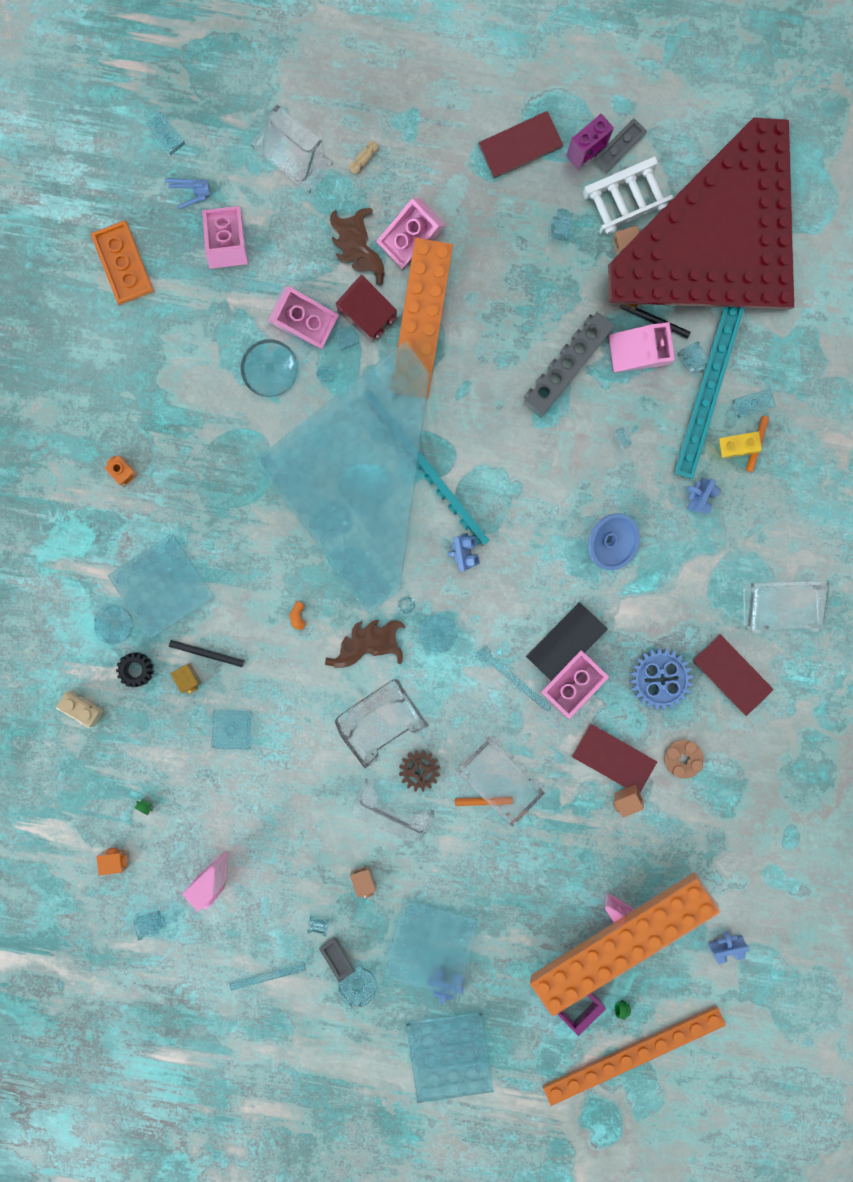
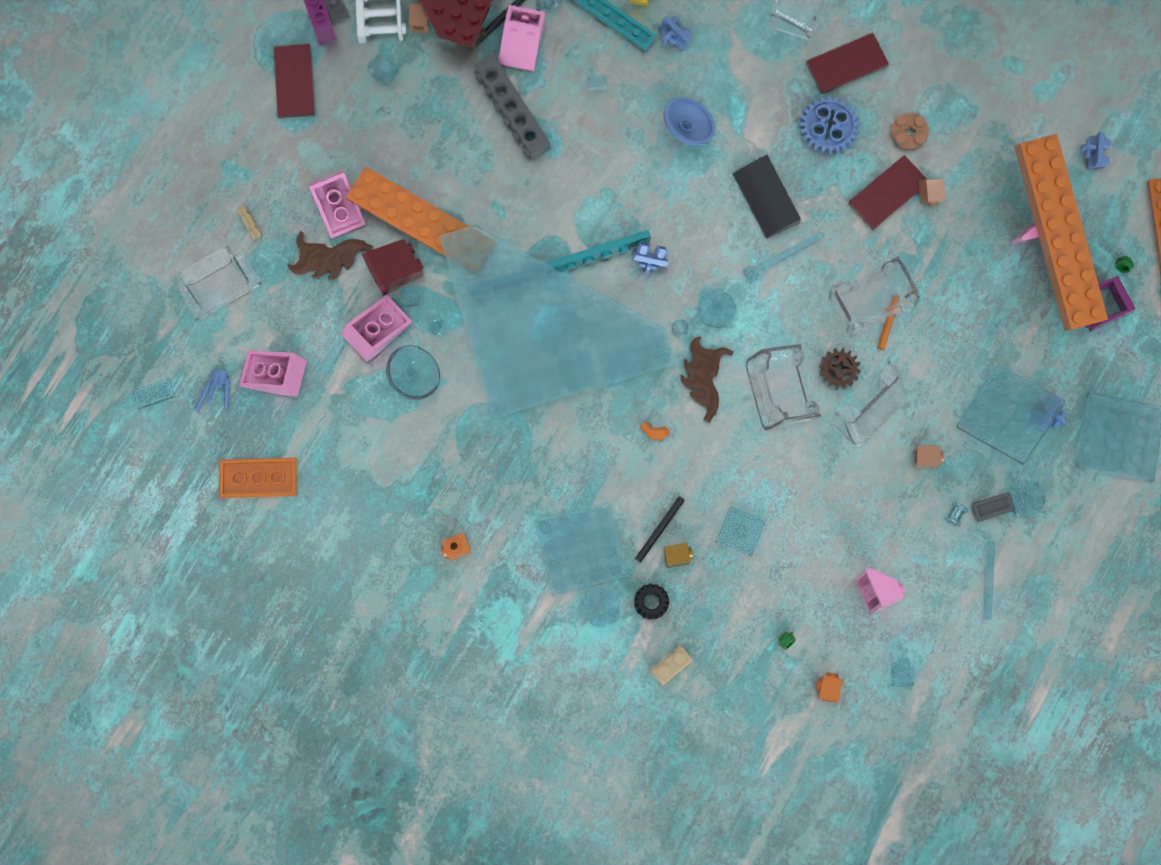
camera: 70 degrees left, 10 degrees down
(574, 684) = (809, 200): bright pink slope -> none

